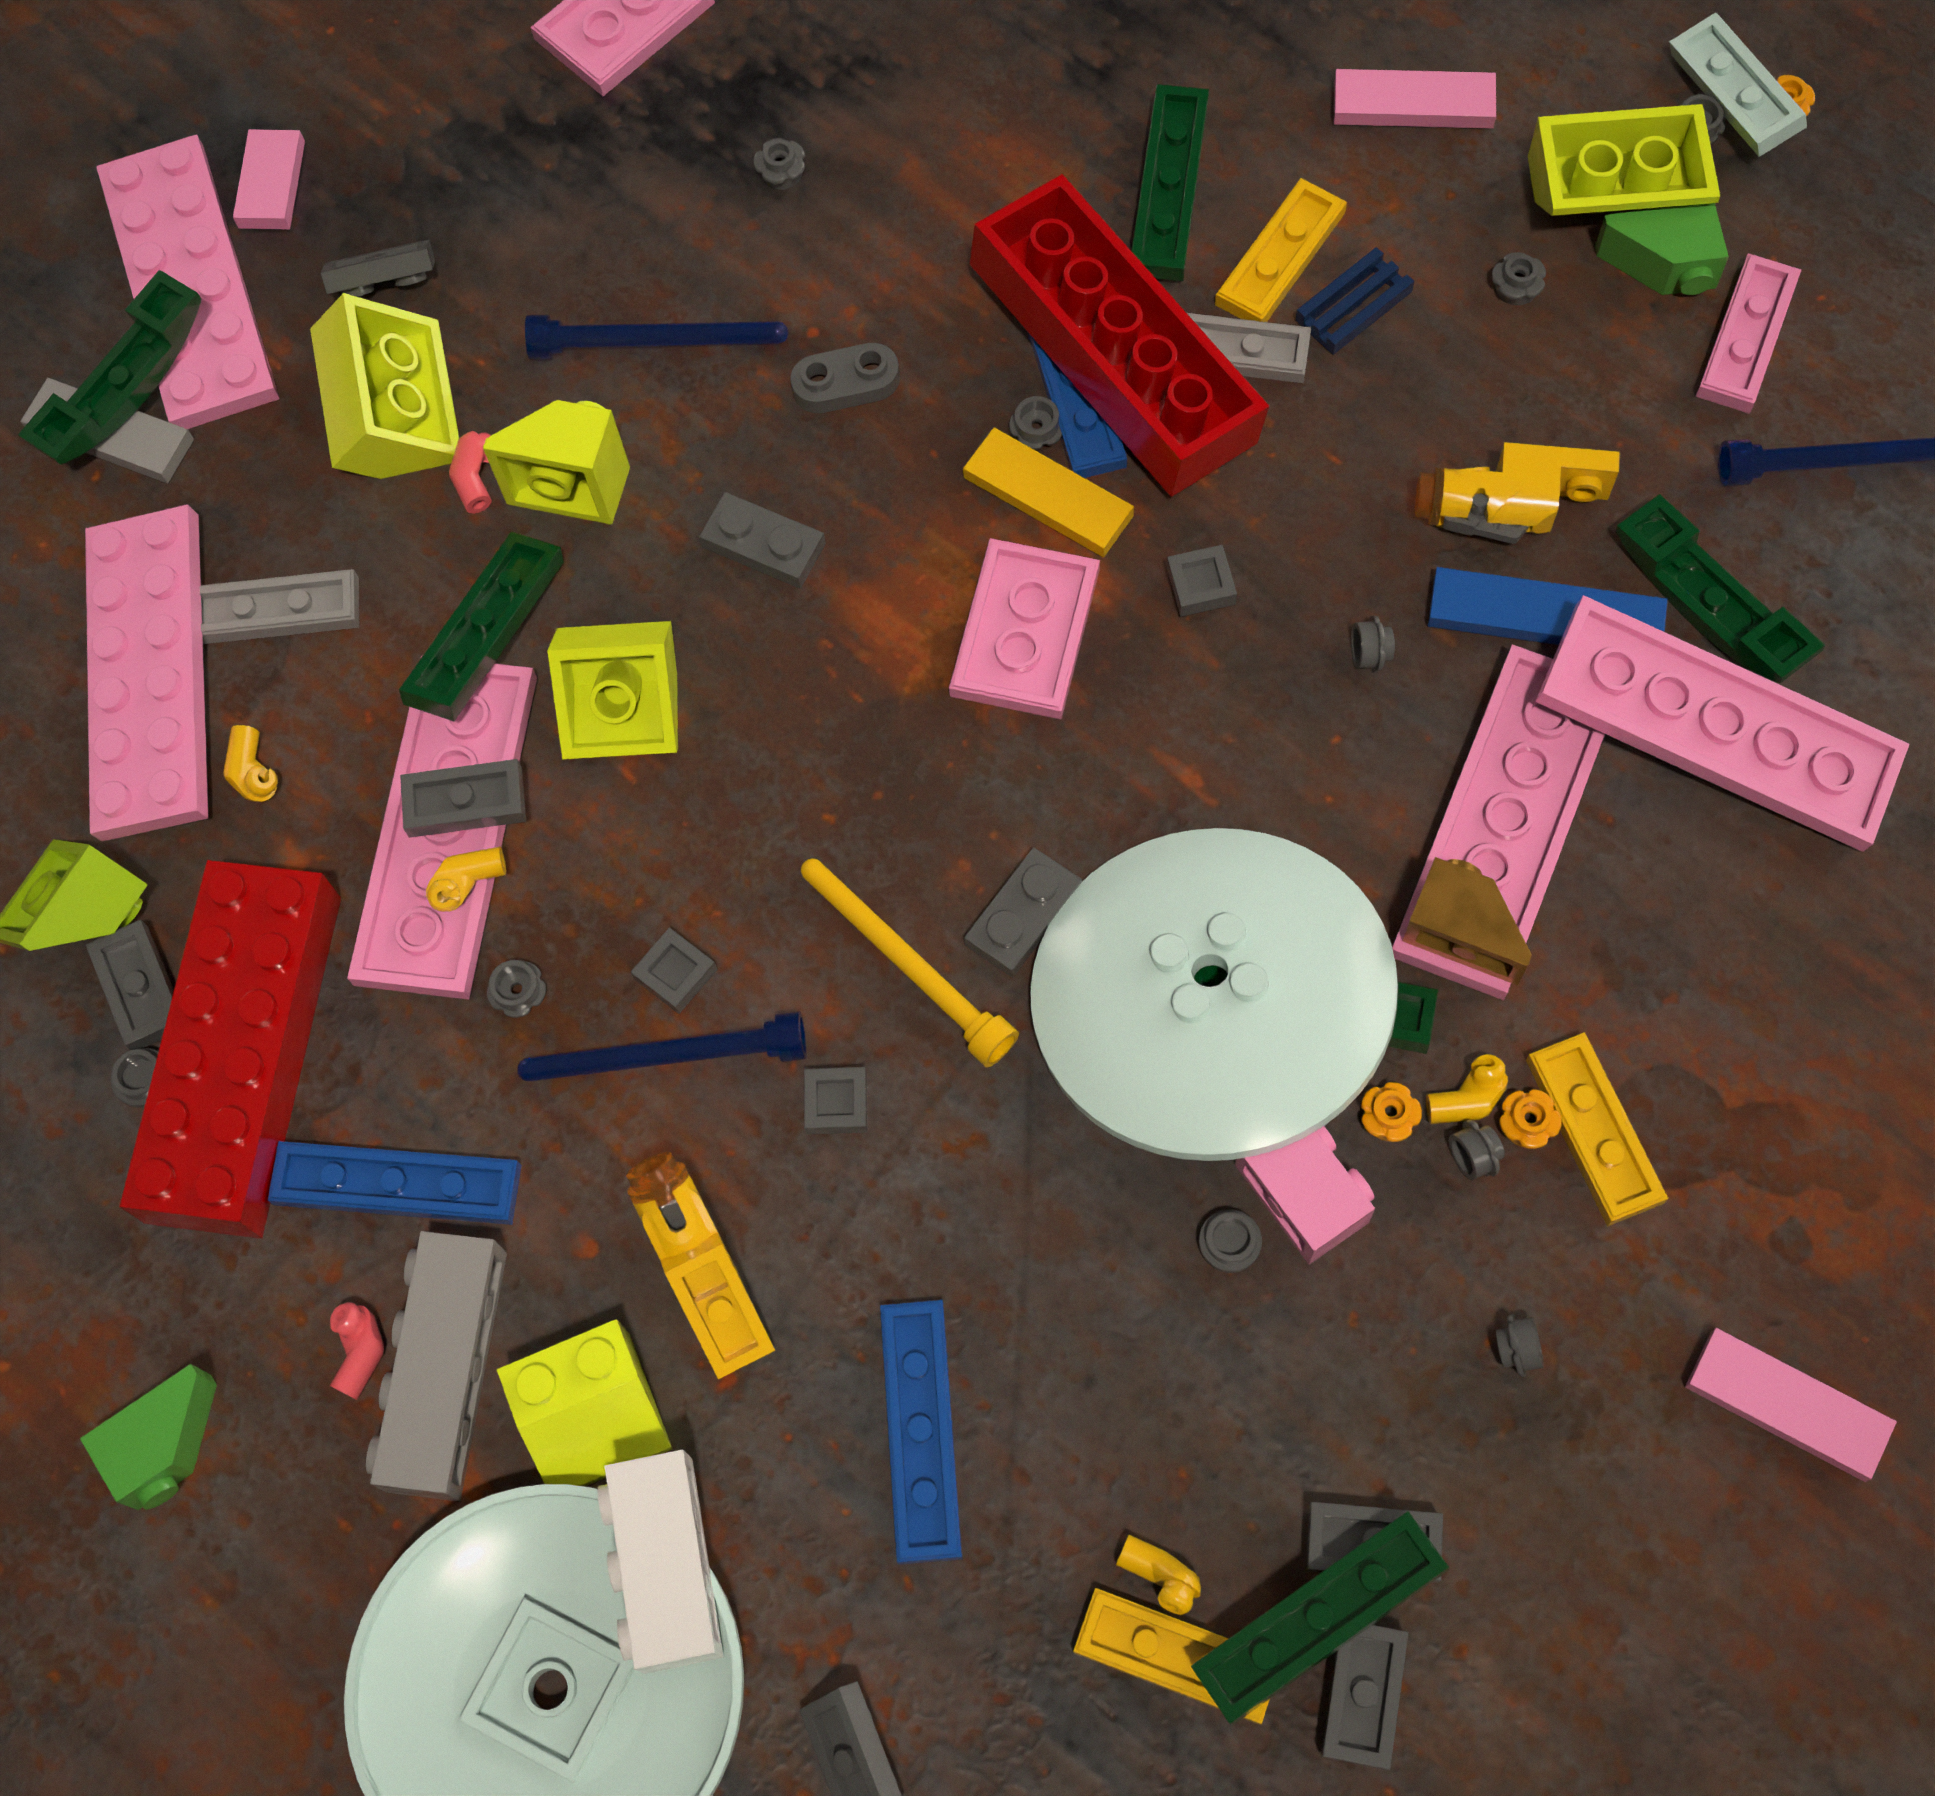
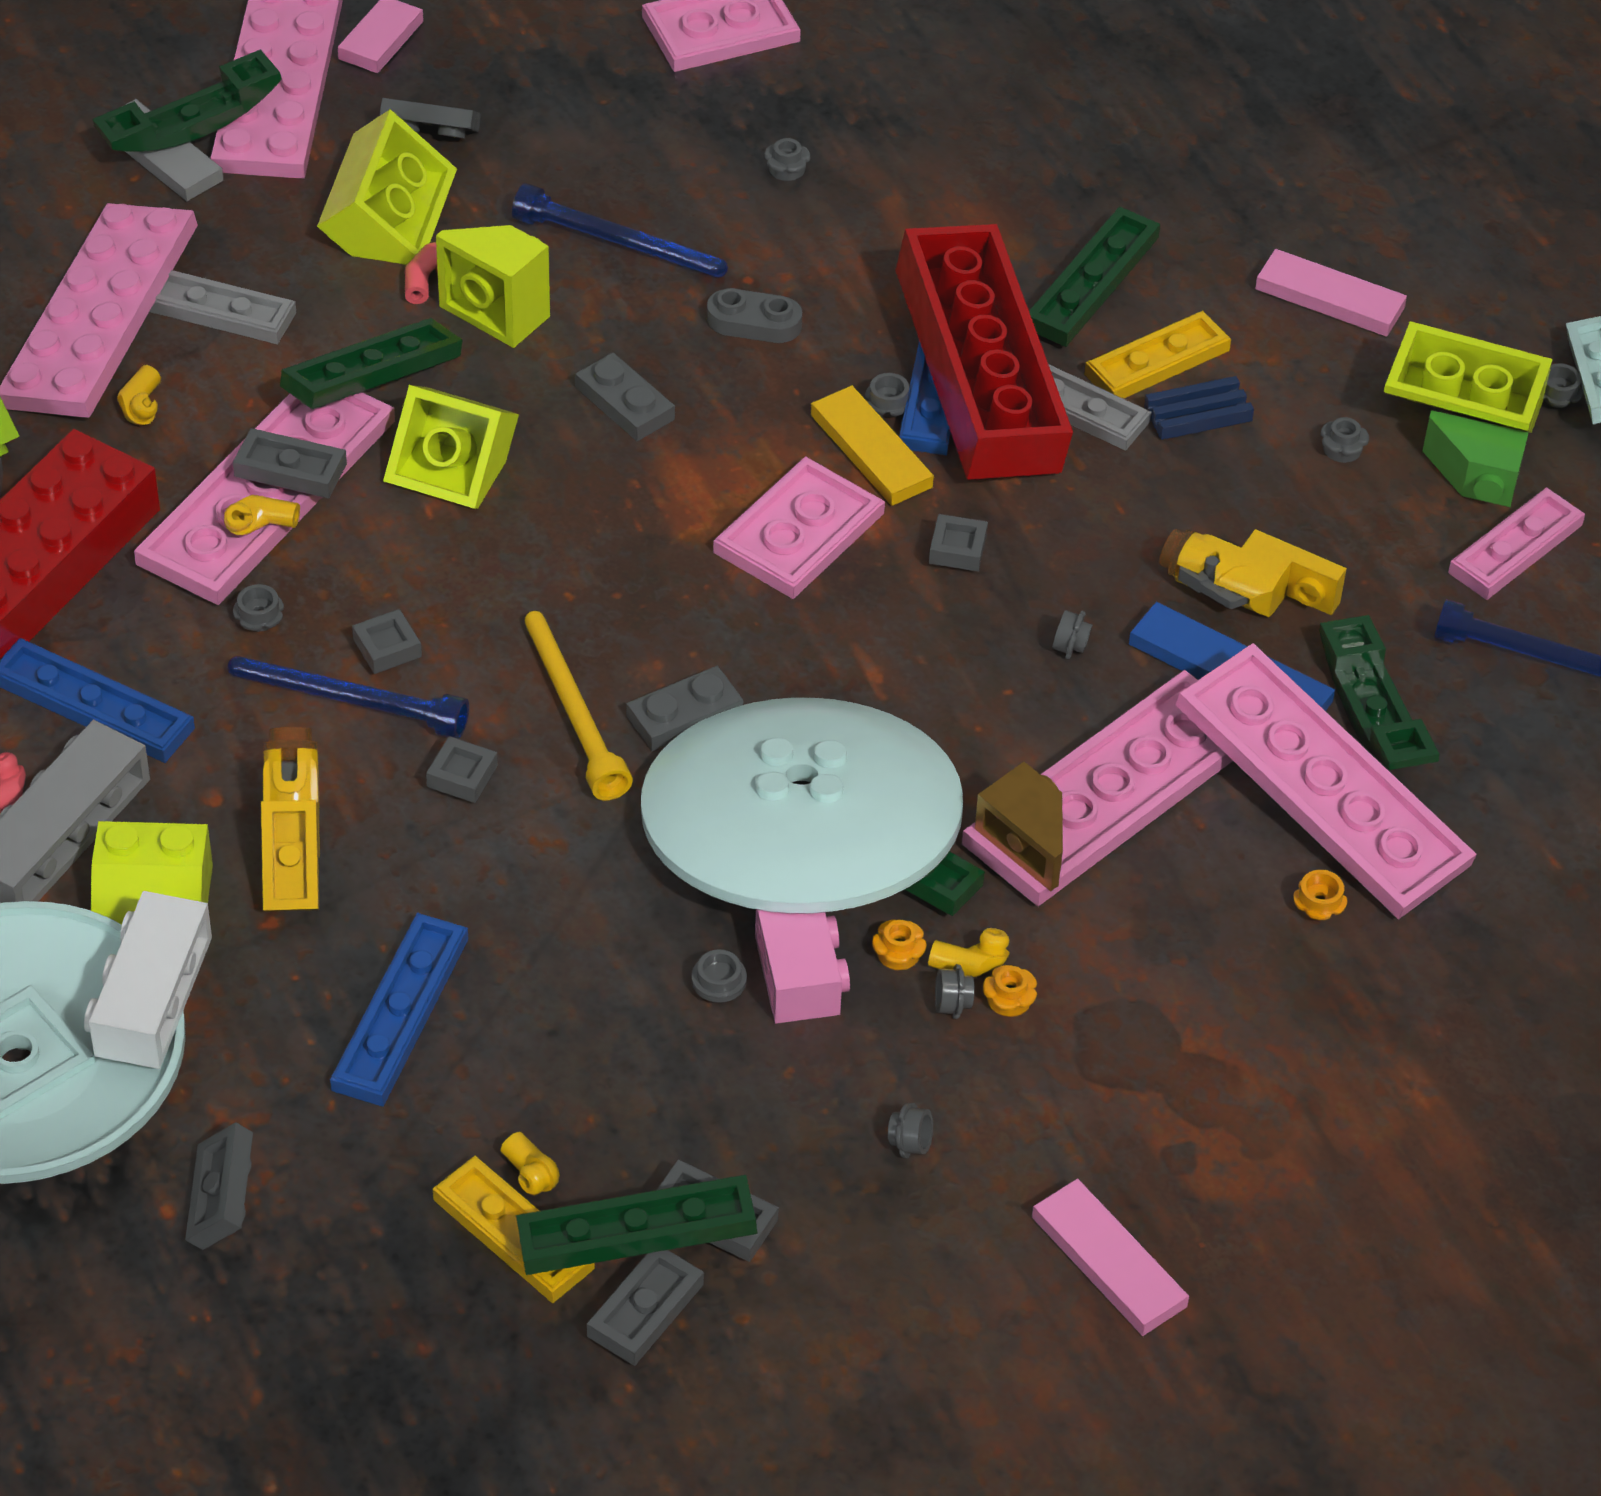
camera: 15 degrees right, 20 degrees down
(1597, 1129) = (1062, 1019): yellow tile -> none
(1779, 846) = (1322, 885): none -> light orange plate

